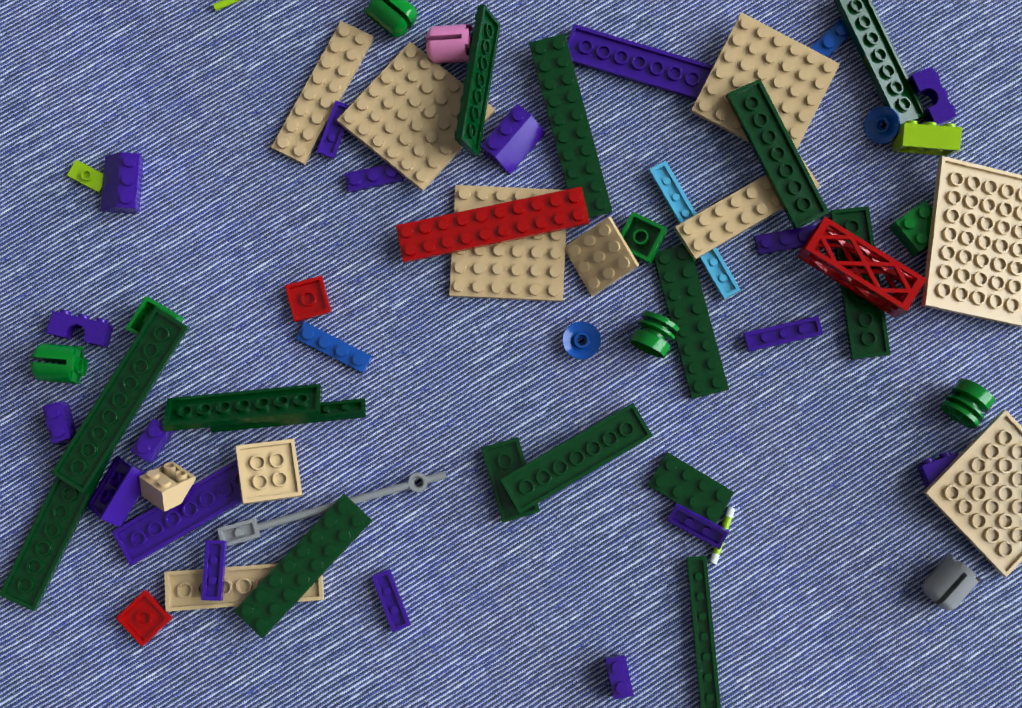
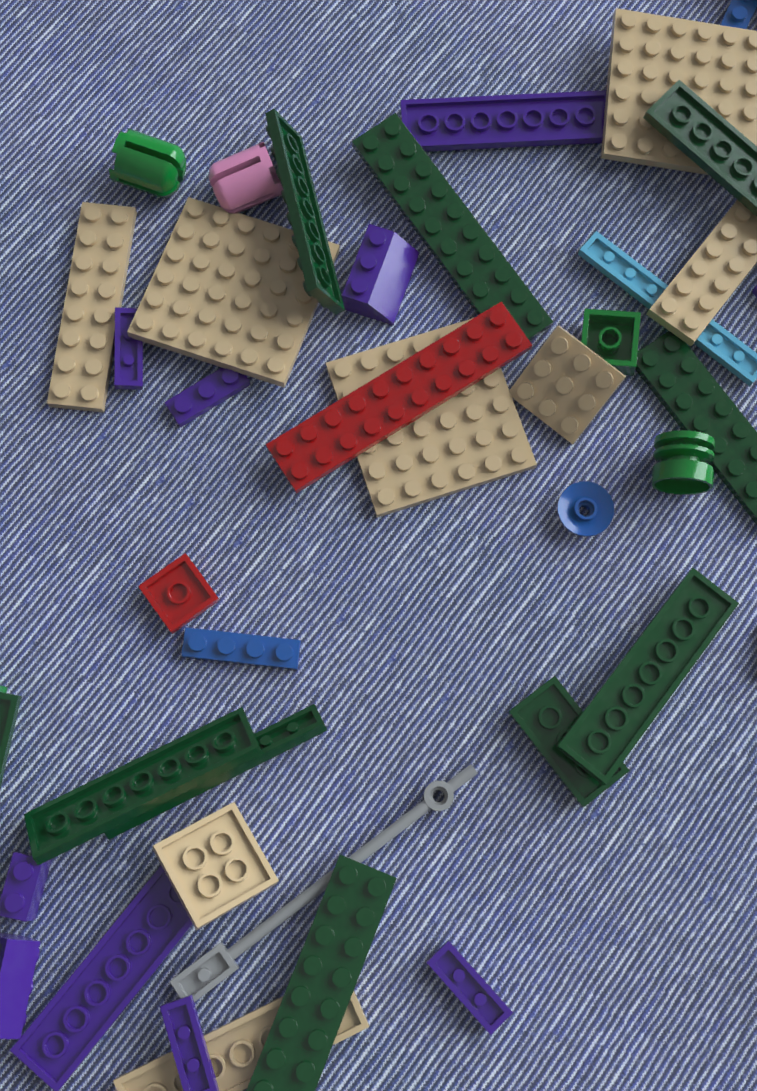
camera: 25 degrees left, 5 degrees down
(166, 485) = (69, 946): tan slope -> none

